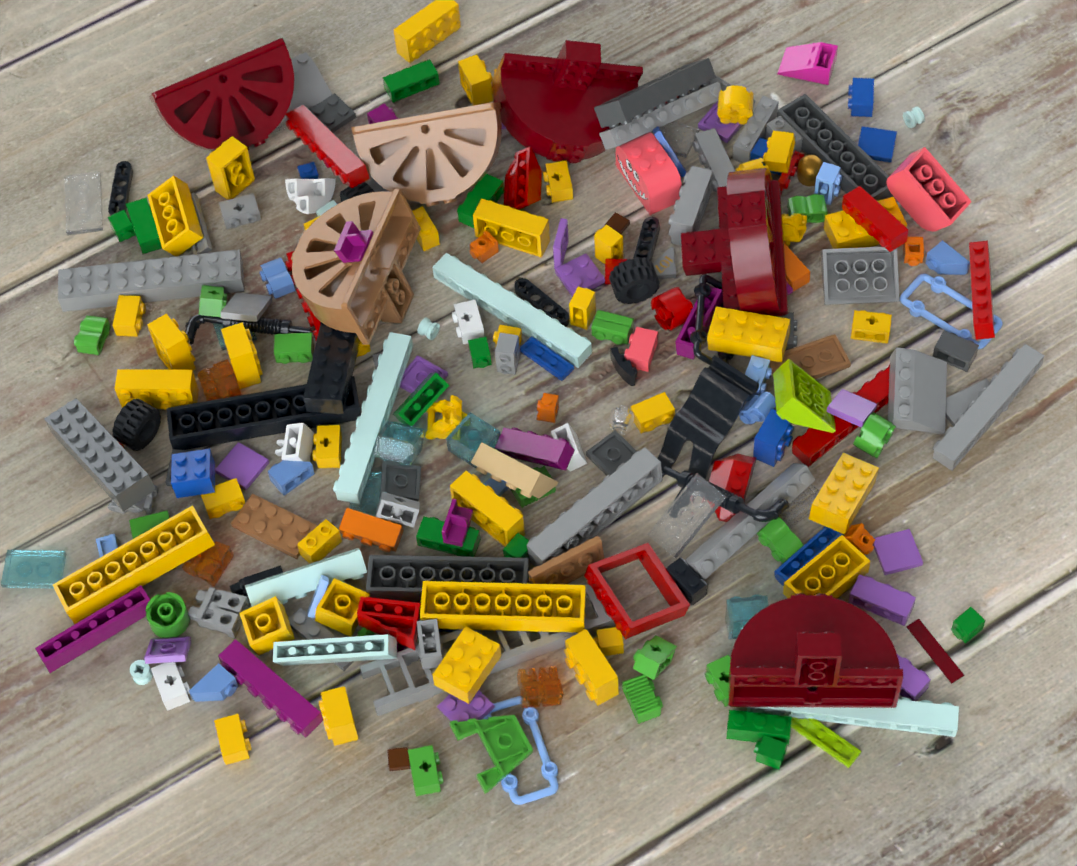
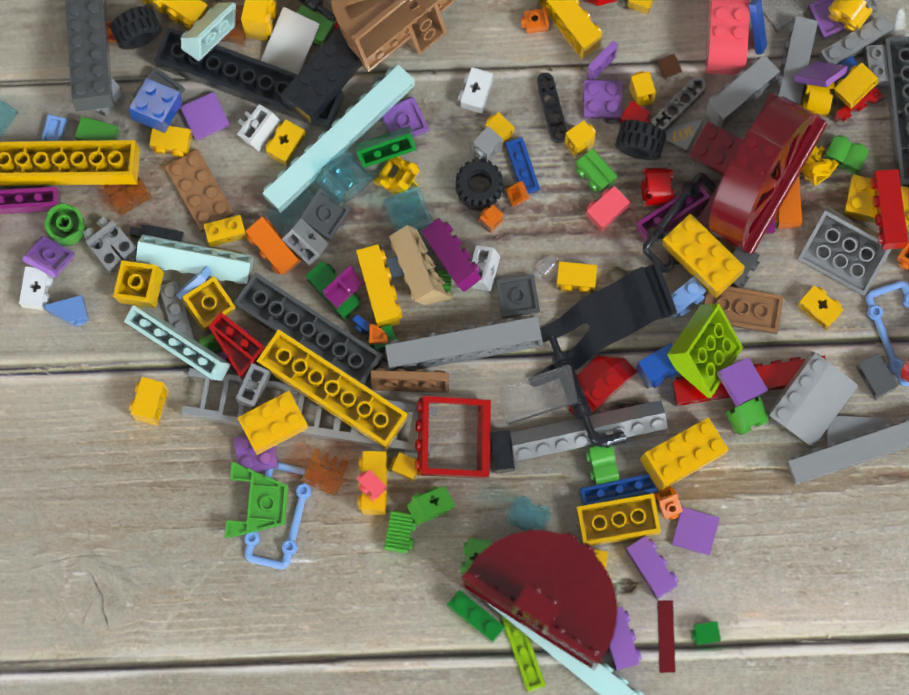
camera: 30 degrees right, 20 degrees up
(142, 677) = (19, 265): light aqua wheel -> none
(206, 387) = (209, 30): none -> light aqua slope
(232, 738) = (57, 367): yellow brick -> none
(270, 688) = (111, 339): magenta brick -> none
(282, 363) = (290, 41): none -> white sticker
(290, 474) = (237, 150): medium blue slope -> none
(398, 759) = (177, 464): reddish brown tile -> none
(421, 759) = (188, 478): bright green brick -> none
(428, 328) = (438, 76): light aqua wheel -> none
(479, 352) = (466, 127): green brick -> none
(492, 549) = (361, 325): none -> blue plate
(512, 309) = (520, 100): light aqua brick -> none
(512, 547) = (377, 335): none -> orange tile
(518, 375) = (474, 169): none -> black tyre
(557, 379) = (517, 193): none -> orange tile
(592, 659) = (371, 485): none -> coral brick
(623, 367) = (581, 220): black slope -> none
(746, 157) = (821, 74): none -> medium lavender tile
(757, 408) = (664, 331): medium blue brick -> none
(770, 752) = (472, 642): green brick -> none
(808, 169) = (876, 116): pearl gold helmet -> none
(828, 182) = (880, 141): light blue brick -> none

